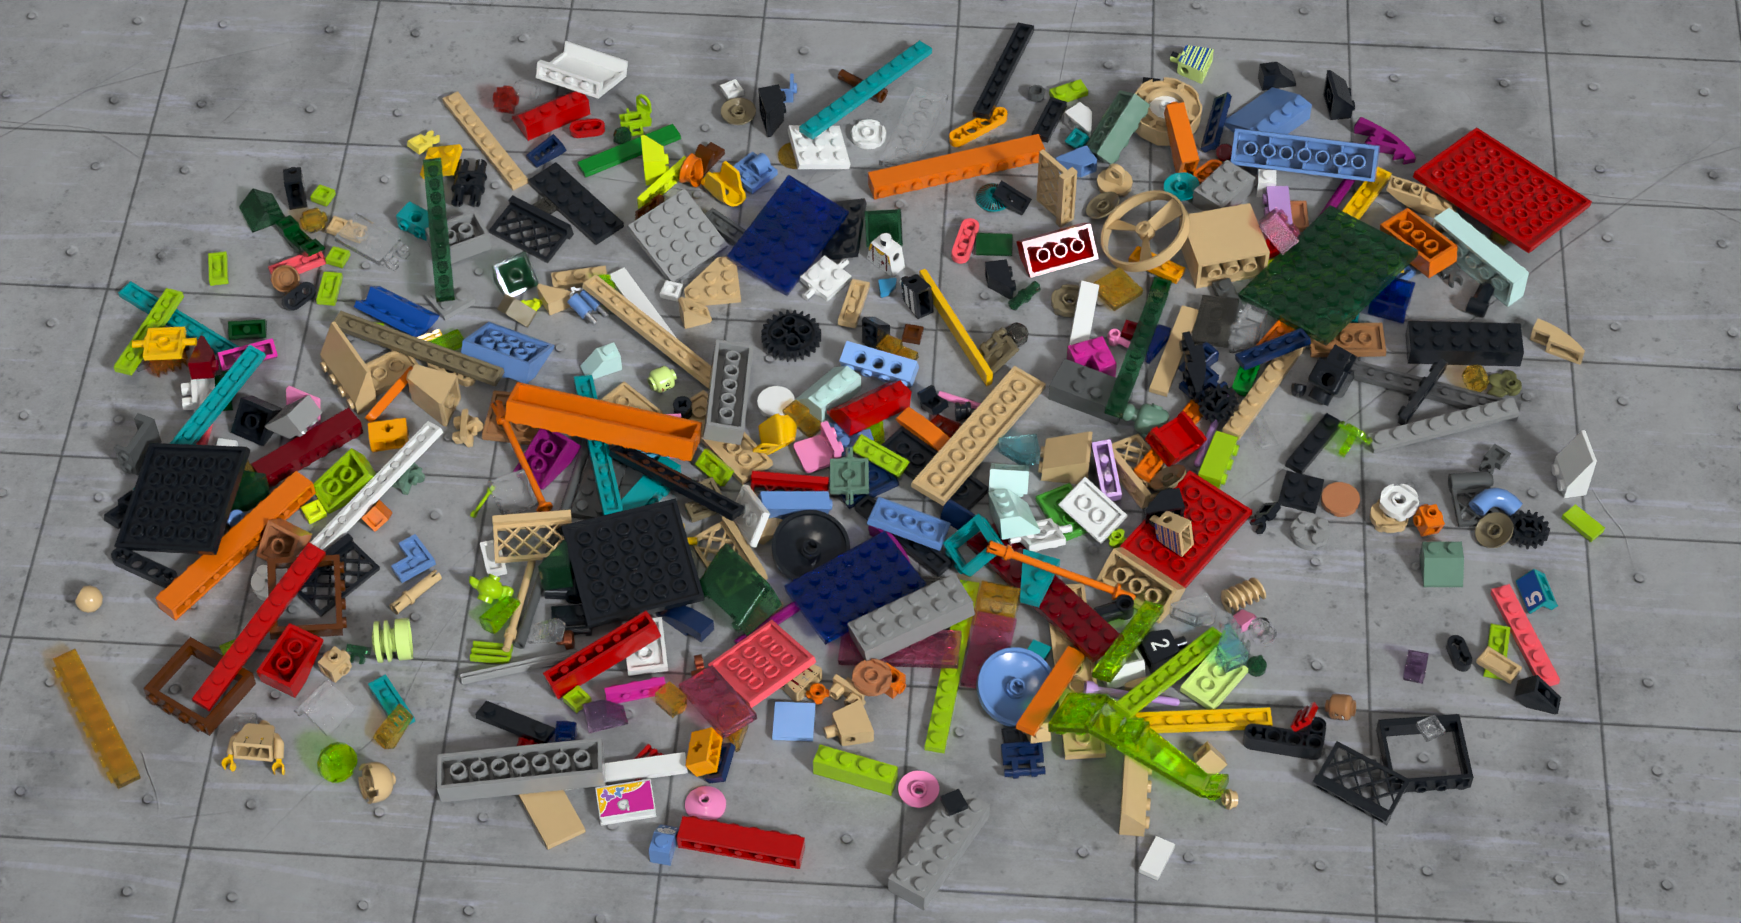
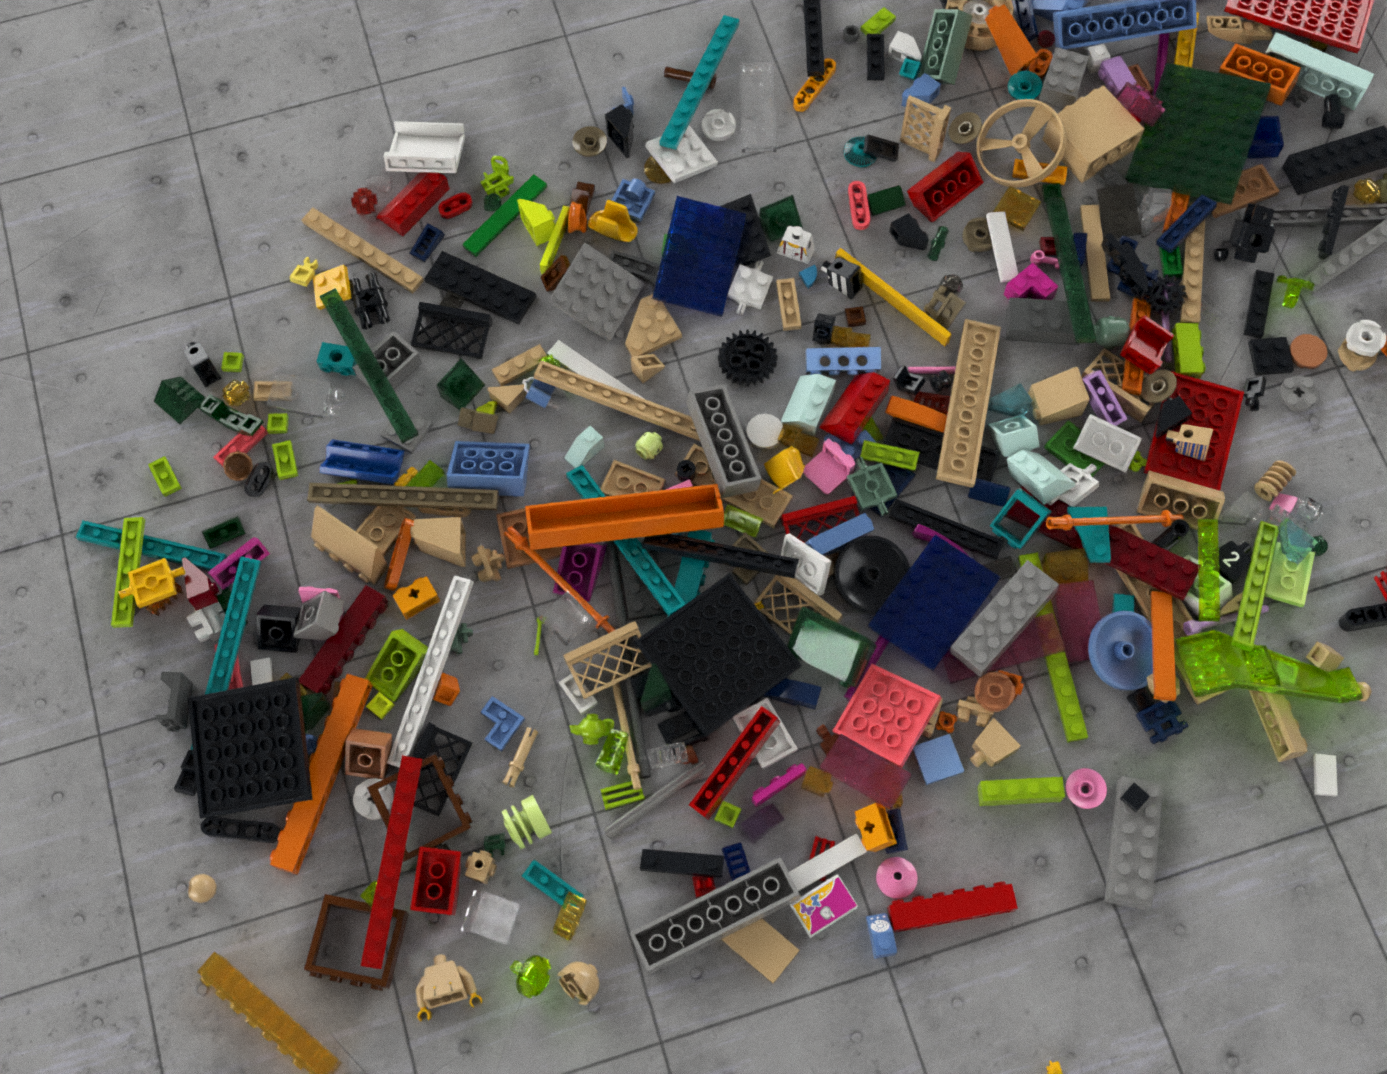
camera: 20 degrees left, 15 degrees up
(671, 290) = (613, 348): white tile -> none
(732, 89) = (572, 121): white plate -> none
(908, 523) = (948, 516): medium blue tile -> none
(955, 166) = (815, 133): orange brick -> none
(1115, 180) = (962, 99): tan tile -> none
(1206, 719) = (1307, 616): yellow plate -> none

